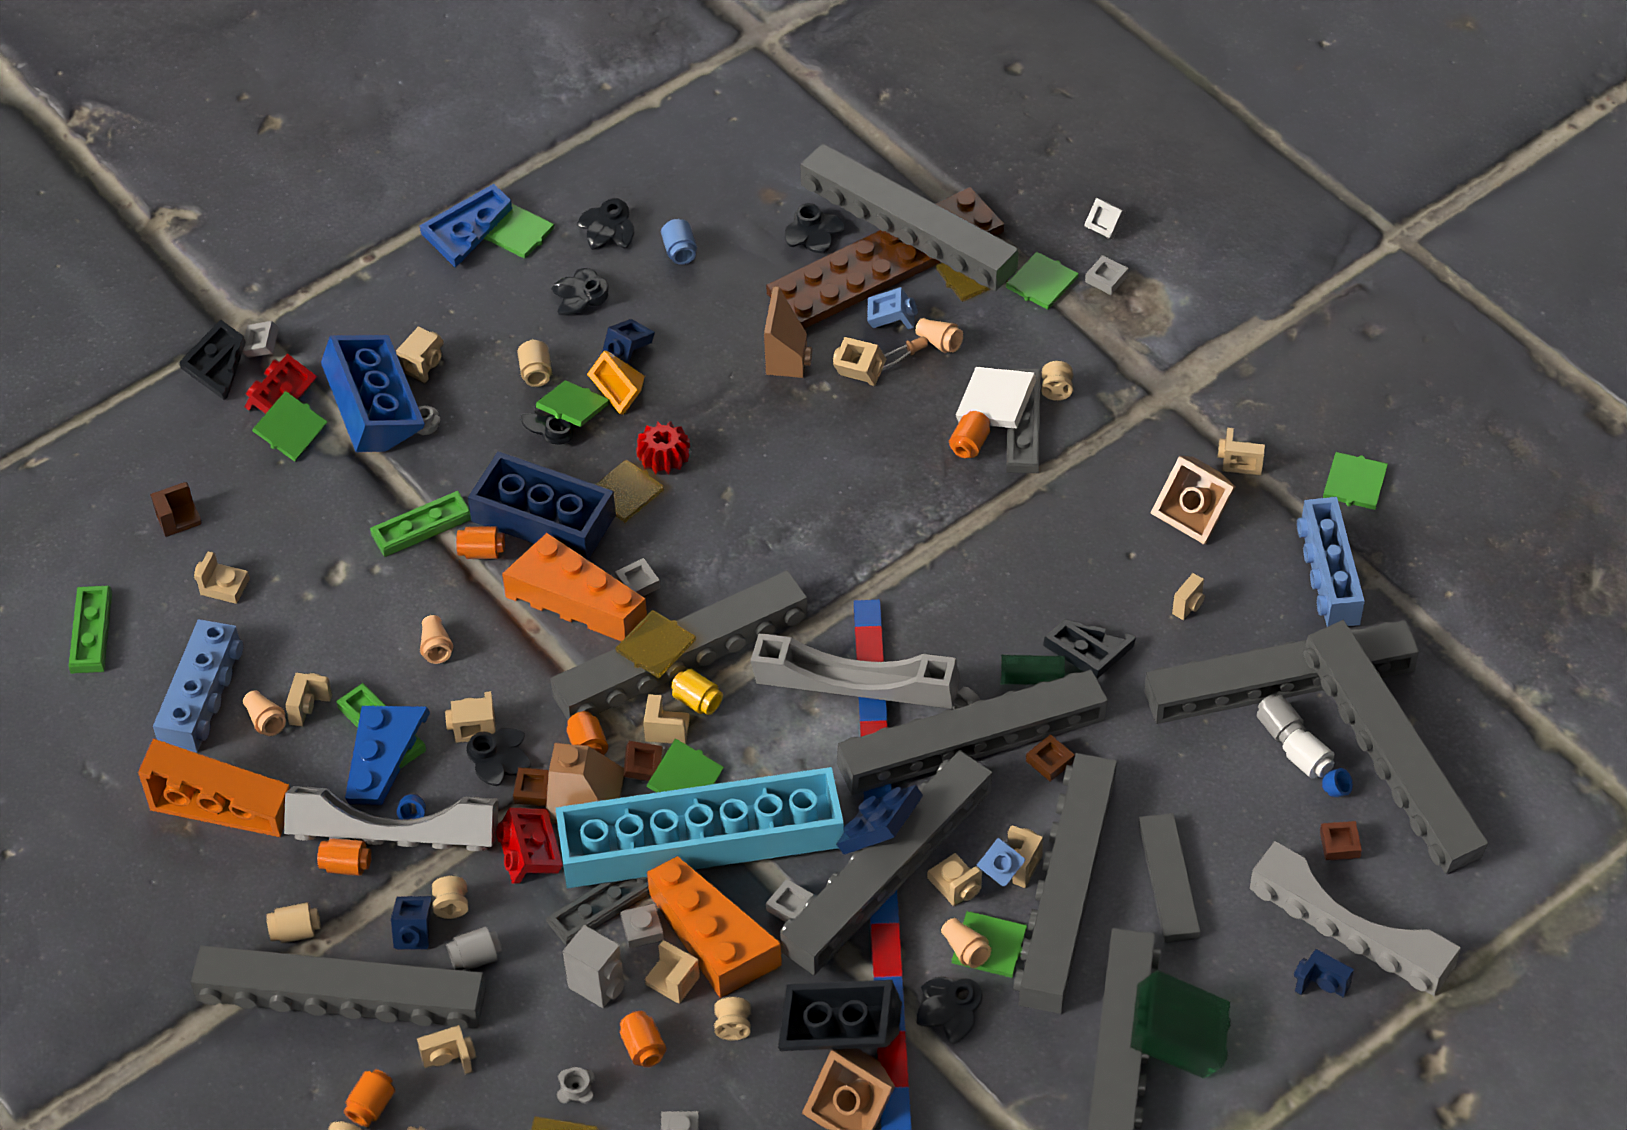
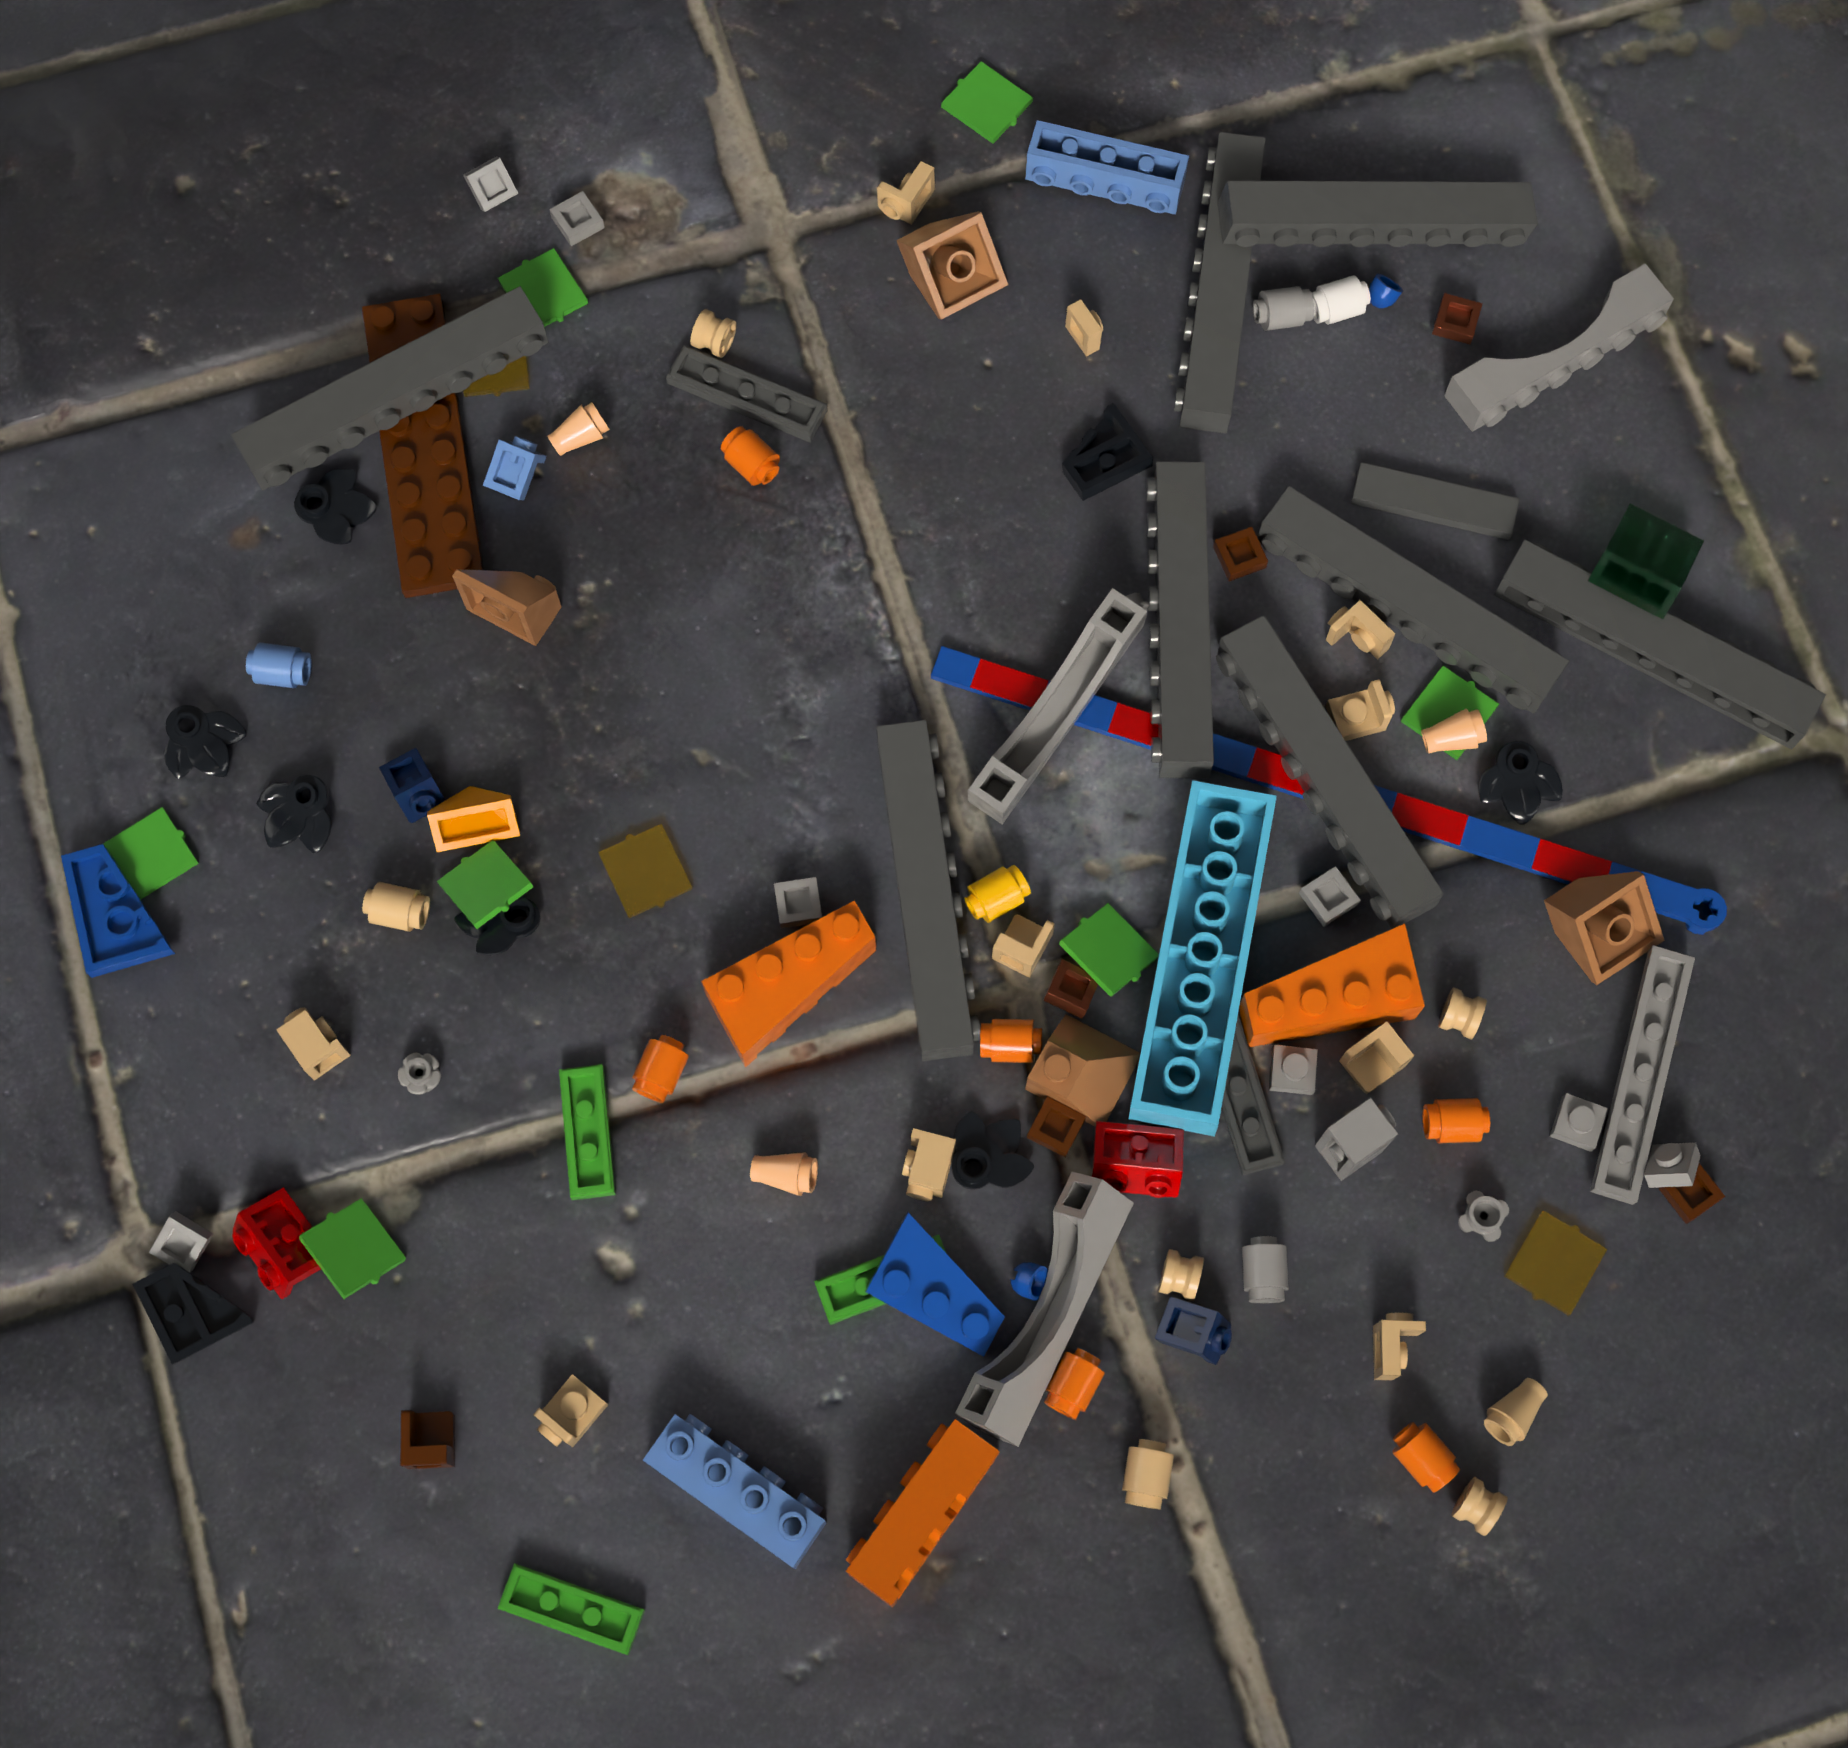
camera: 70 degrees left, 20 degrees up
(265, 715) = (812, 1419): light nougat cone -> none
(302, 695) = (815, 1365): tan bracket -> none
(338, 987) = (1259, 1449): dark grey brick -> none
(371, 391) = (351, 1124): blue slope -> none
(537, 501) = (644, 974): dark blue brick -> none
(655, 644) = (925, 912): clear yellow piece -> none
(663, 447) = (625, 800): red gear -> none
(840, 1015) = (1531, 898): black slope -> none
(859, 360) = (583, 517): tan brick -> none
(879, 819) = (1286, 755): dark blue plate -> none
(912, 347) = (580, 468): medium nougat piece -> none
(998, 395) = (707, 405): white tile -> none
(1001, 862) = (1368, 657): medium blue bracket -> none
(1031, 669) = (1111, 525): clear green piece -> none
(1326, 972) = (1613, 404): dark blue bracket -> none

